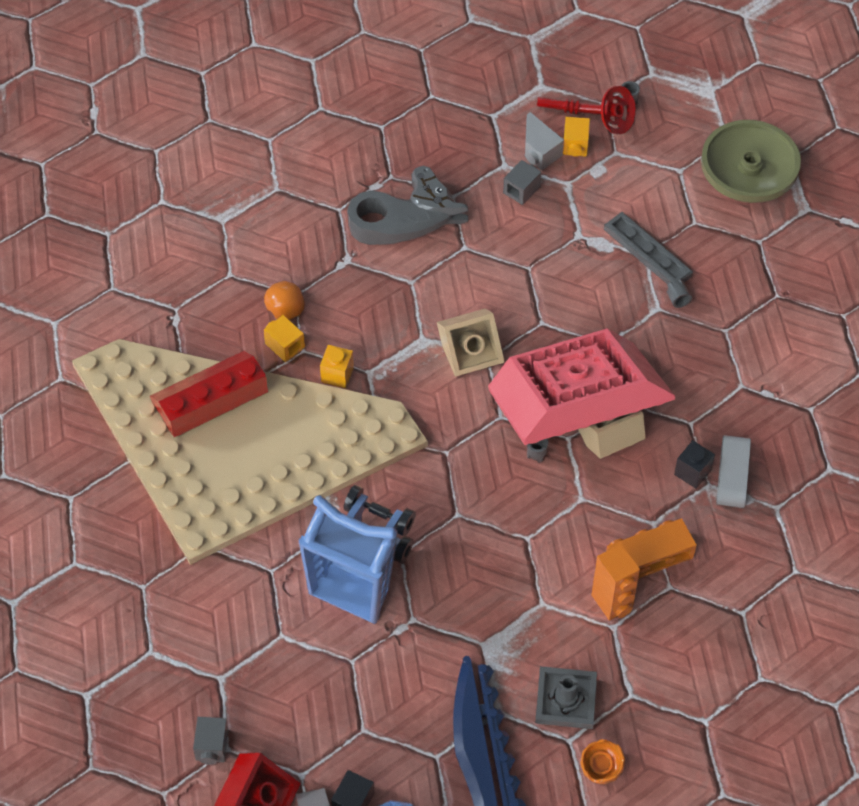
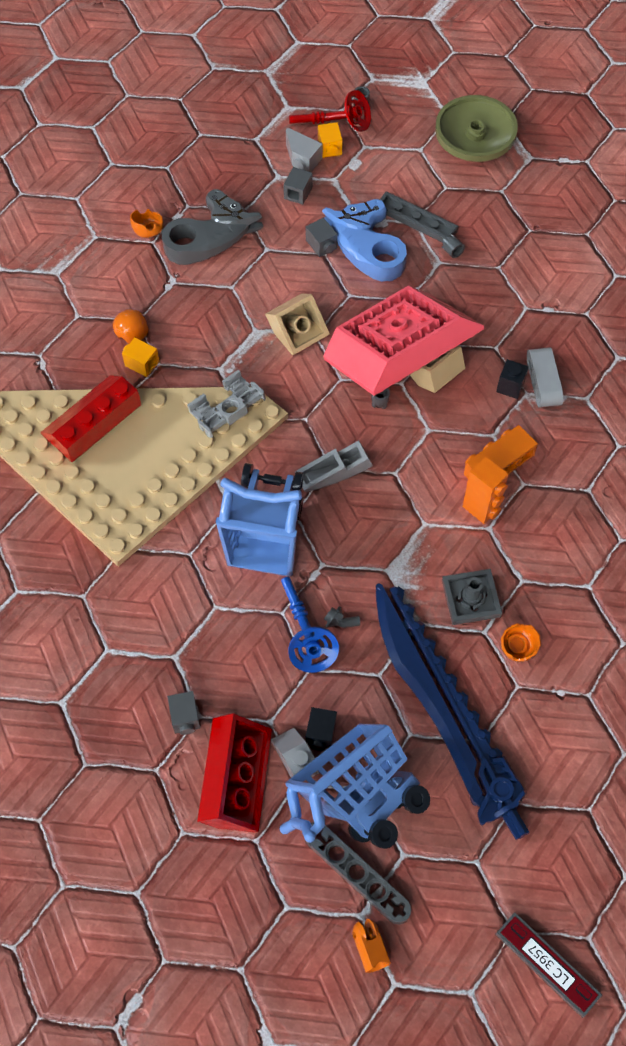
camera: 15 degrees left, 5 degrees up
(336, 366) = (192, 369): light orange brick -> none
(337, 187) = (146, 224): none -> orange hair
(370, 700) = (311, 639): none -> blue dish
(384, 412) = (242, 398): none -> light grey piece
(407, 681) = (335, 618): none -> dark grey plate
(460, 514) = (335, 467): none -> light grey slope
(529, 248) = (321, 237): none -> dark grey brick
(572, 267) = (362, 244): none -> medium blue animal

